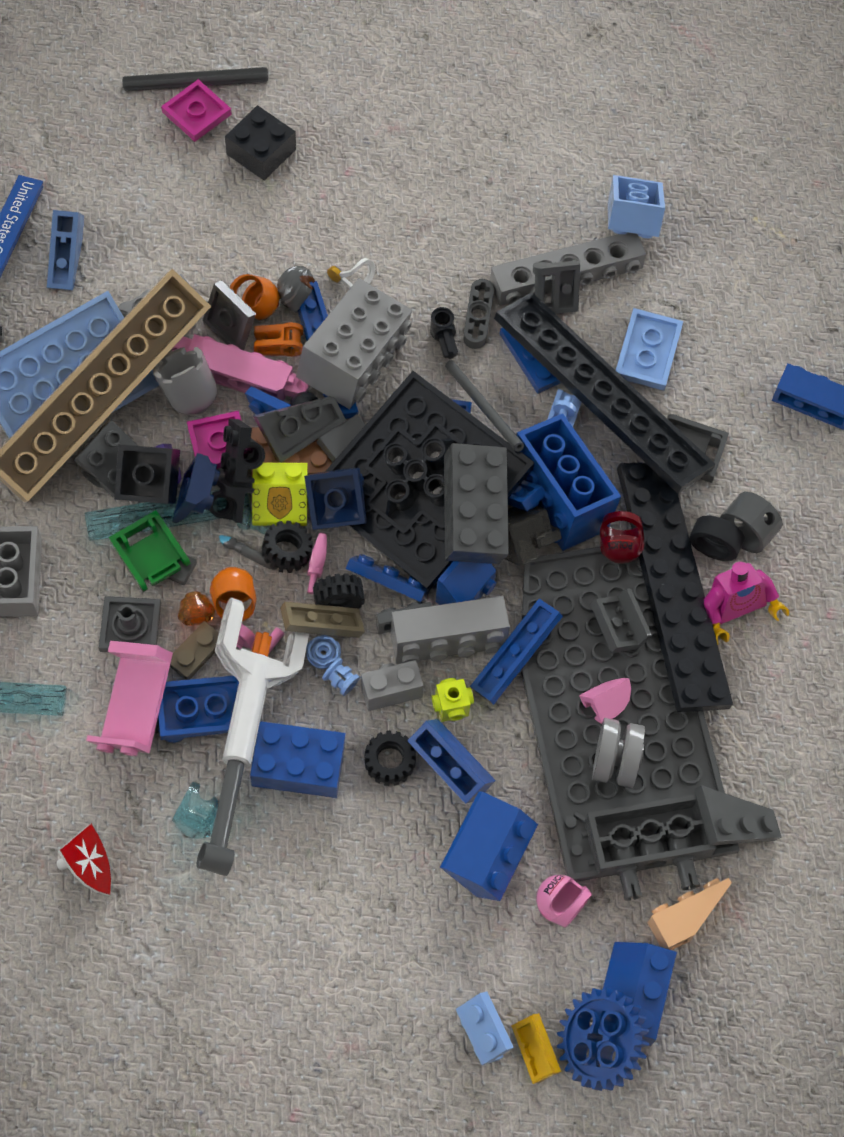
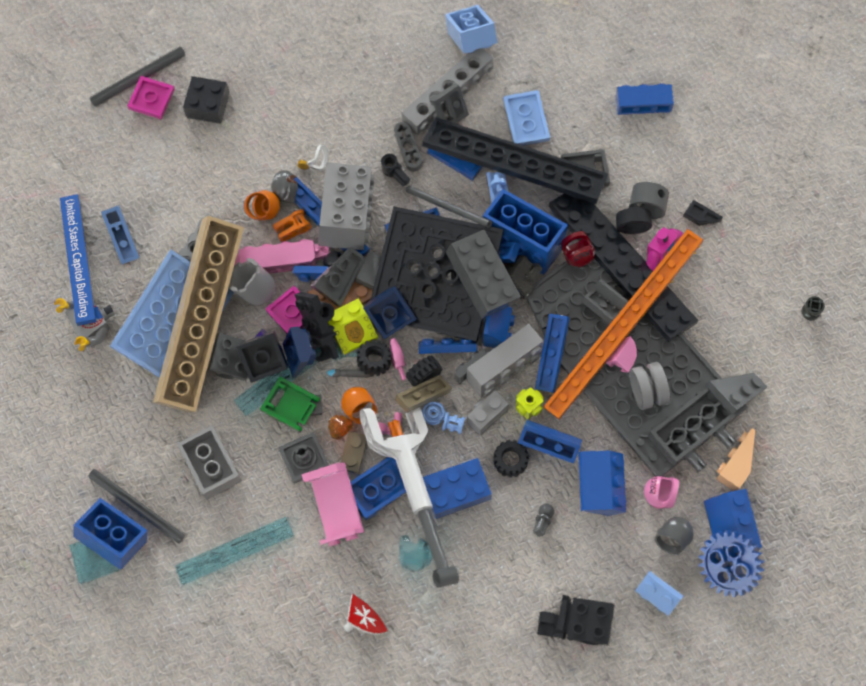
camera: 20 degrees left, 5 degrees up
(229, 315) = (257, 226): dark grey plate -> none
(359, 1009) = (581, 620): none -> black plate
(388, 857) = (543, 519): none -> dark grey axle
(536, 1048) = (693, 589): yellow plate -> none
(556, 960) = (677, 529): none -> dark grey helmet
(628, 658) = (623, 324): none -> orange plate
(813, 575) = (700, 214): none -> black tile

